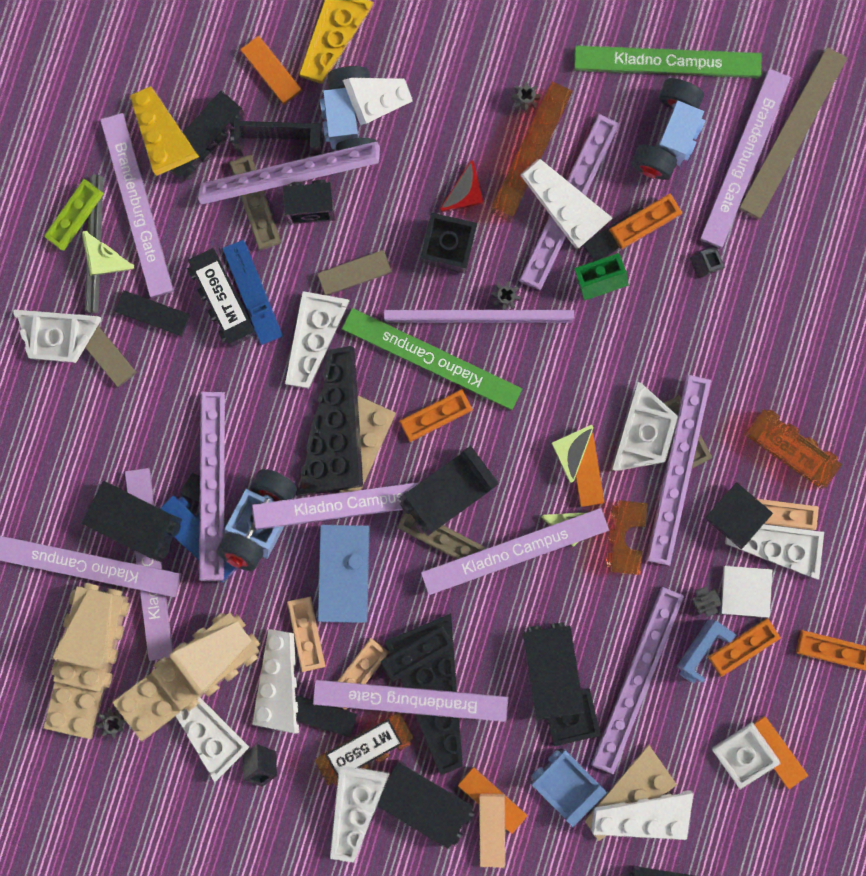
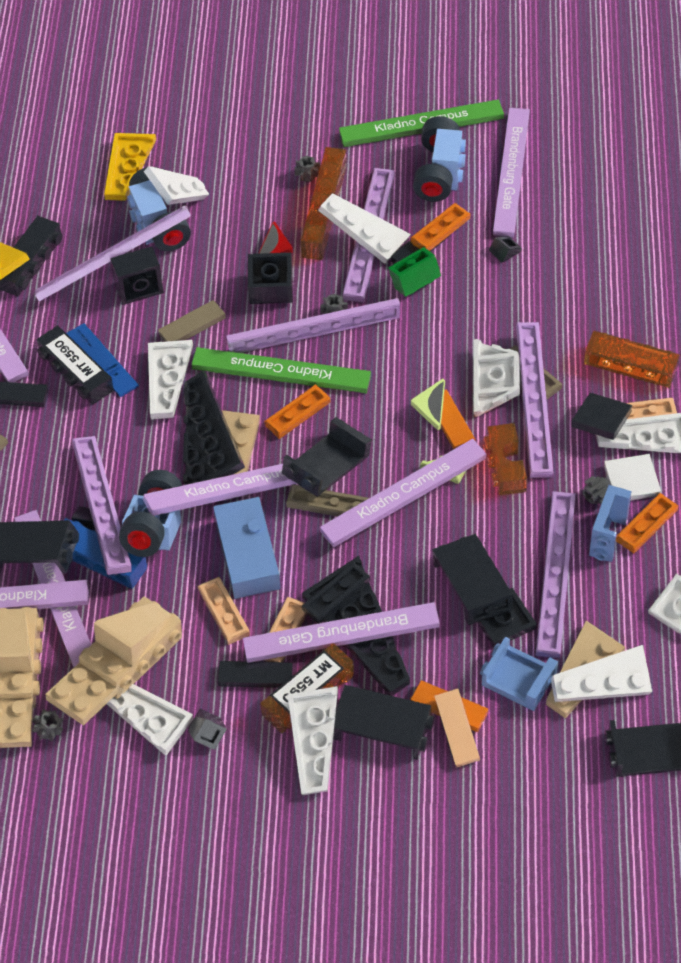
camera: 10 degrees left, 30 degrees down
(257, 208) = (91, 298): dark tan tile -> none
(271, 70) = (78, 200): orange tile -> none
(276, 690) = (207, 661): white wing -> none
(277, 130) = (93, 232): black panel -> none
(793, 133) = (545, 147): dark tan tile -> none

